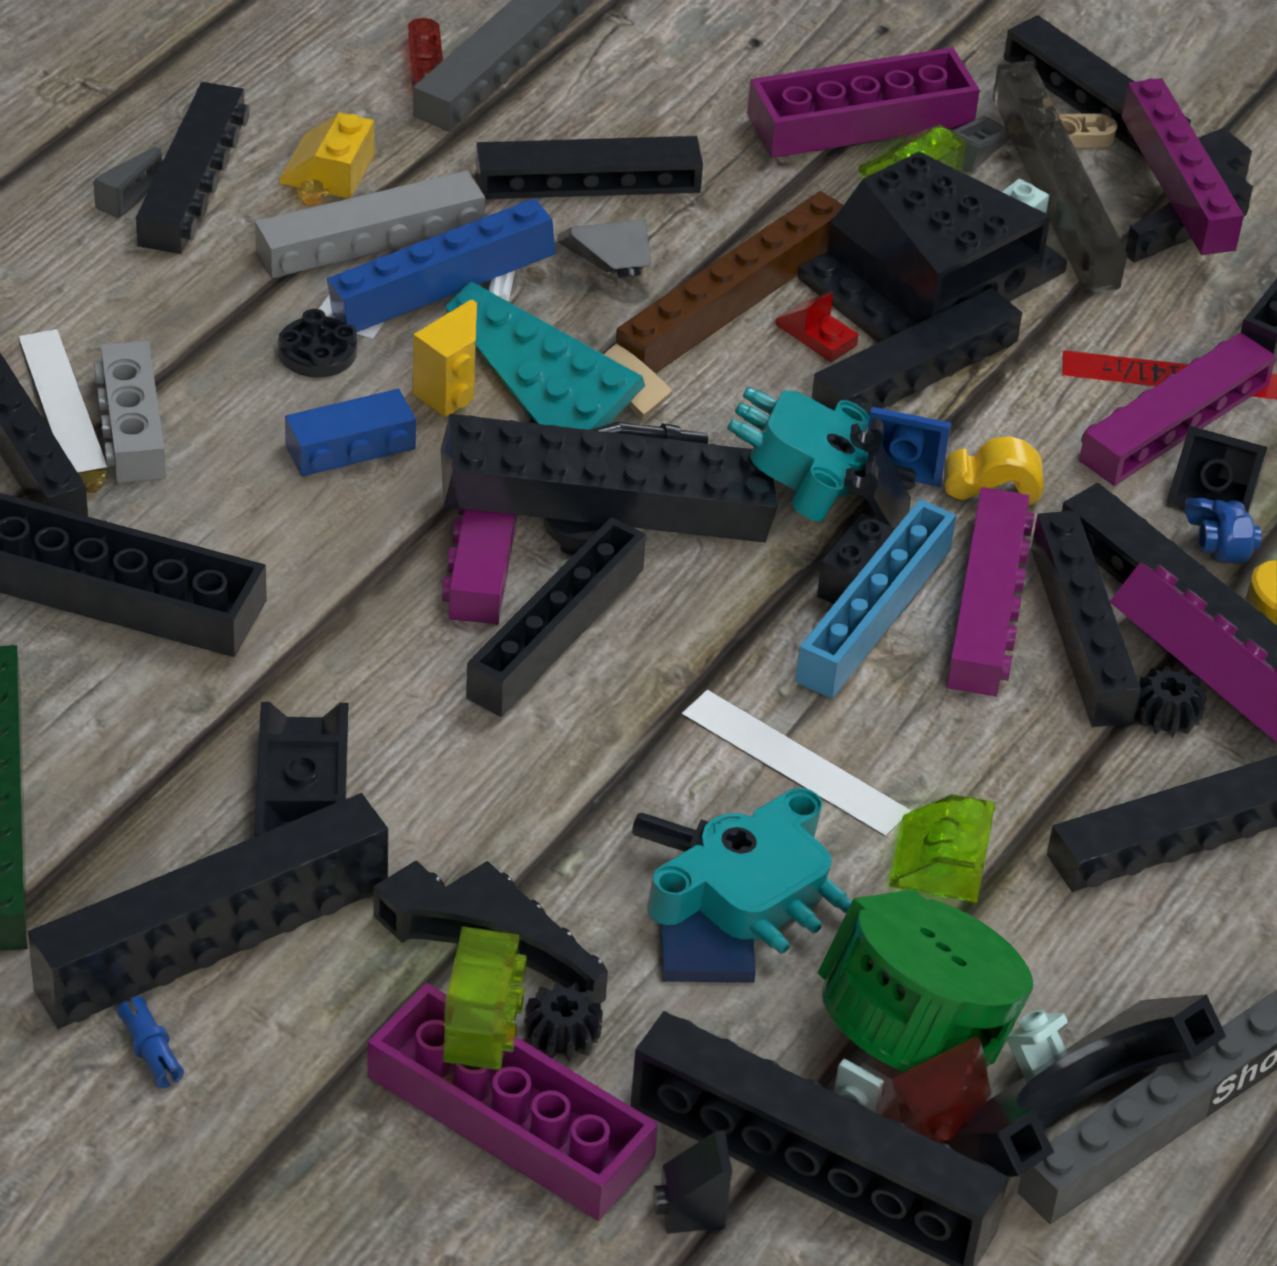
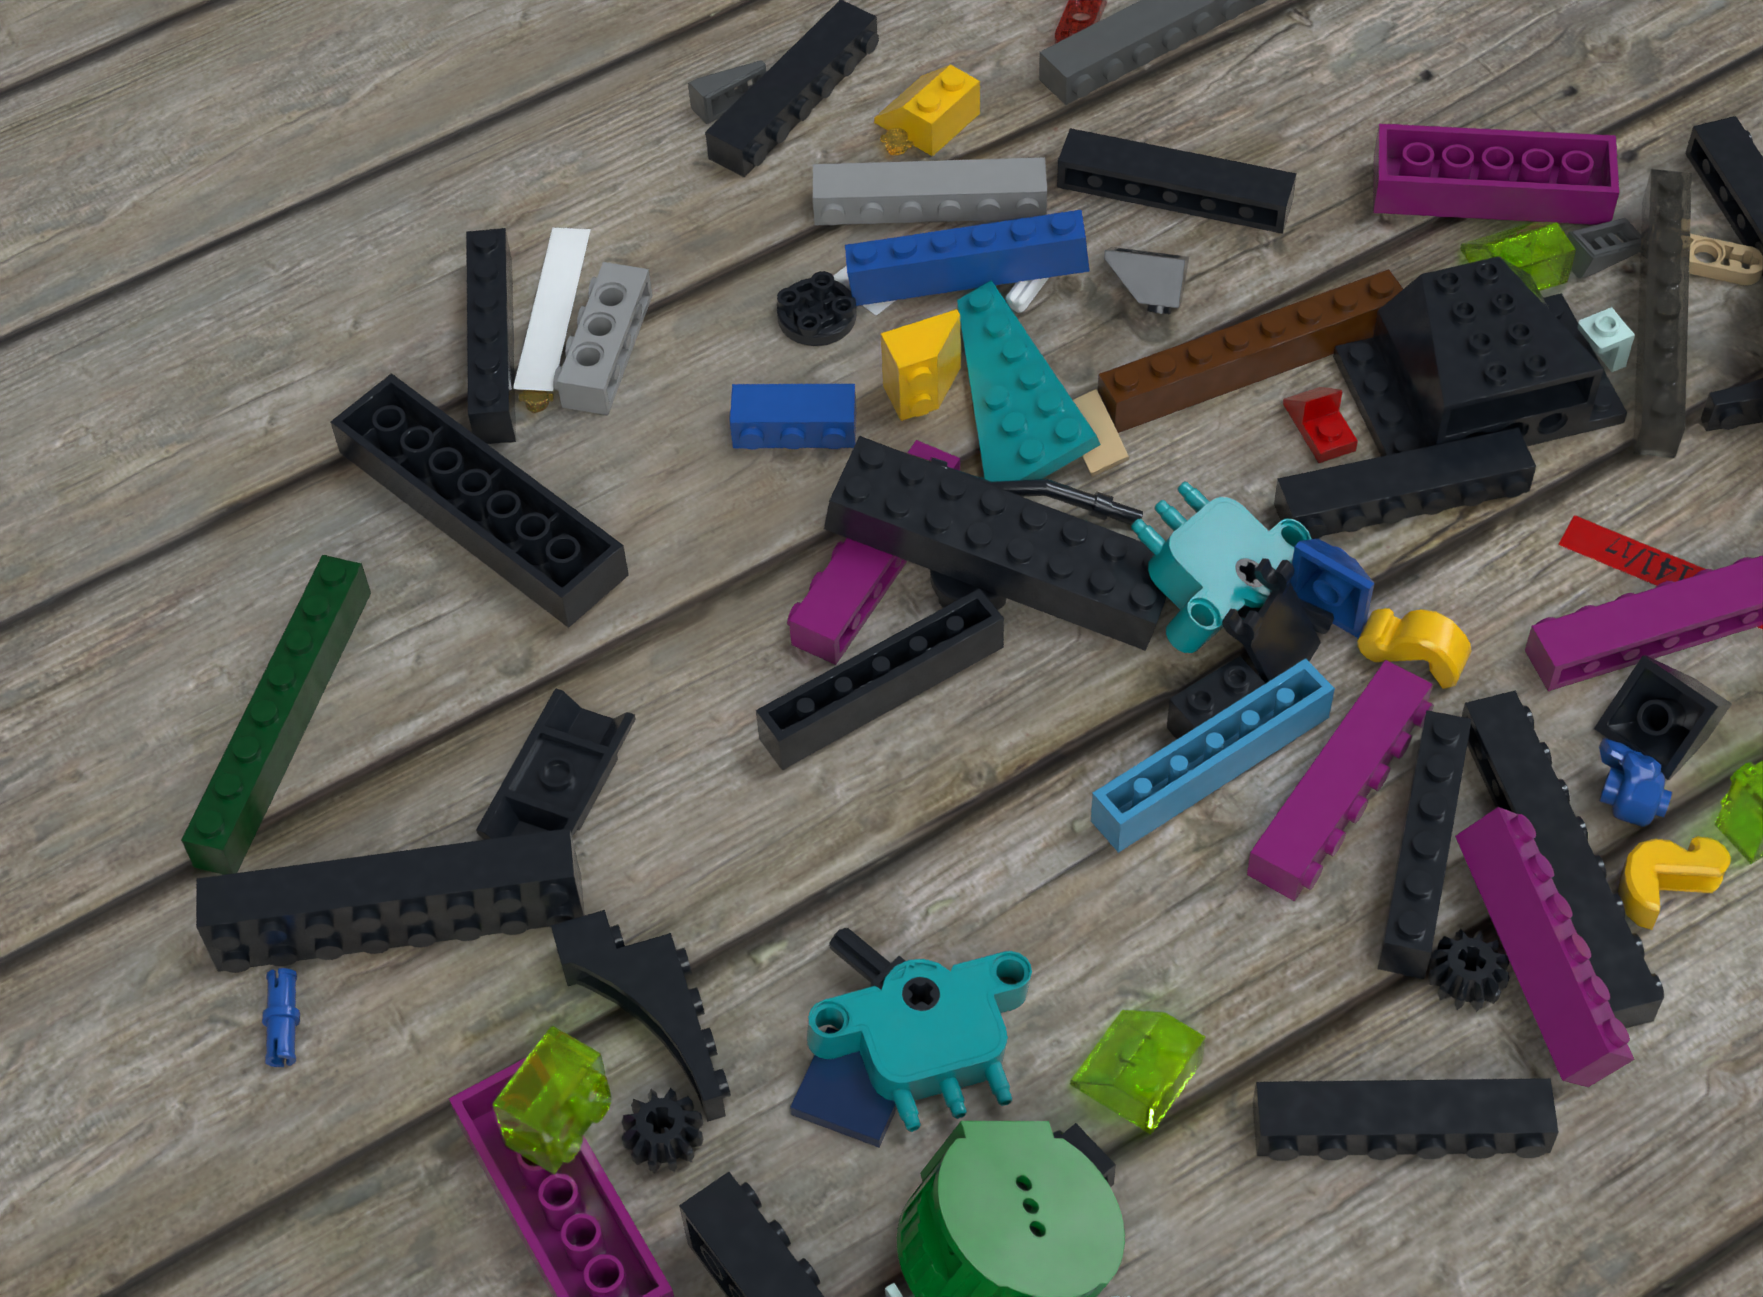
camera: 30 degrees right, 10 degrees up
(796, 762) = (1049, 913): white sticker -> none

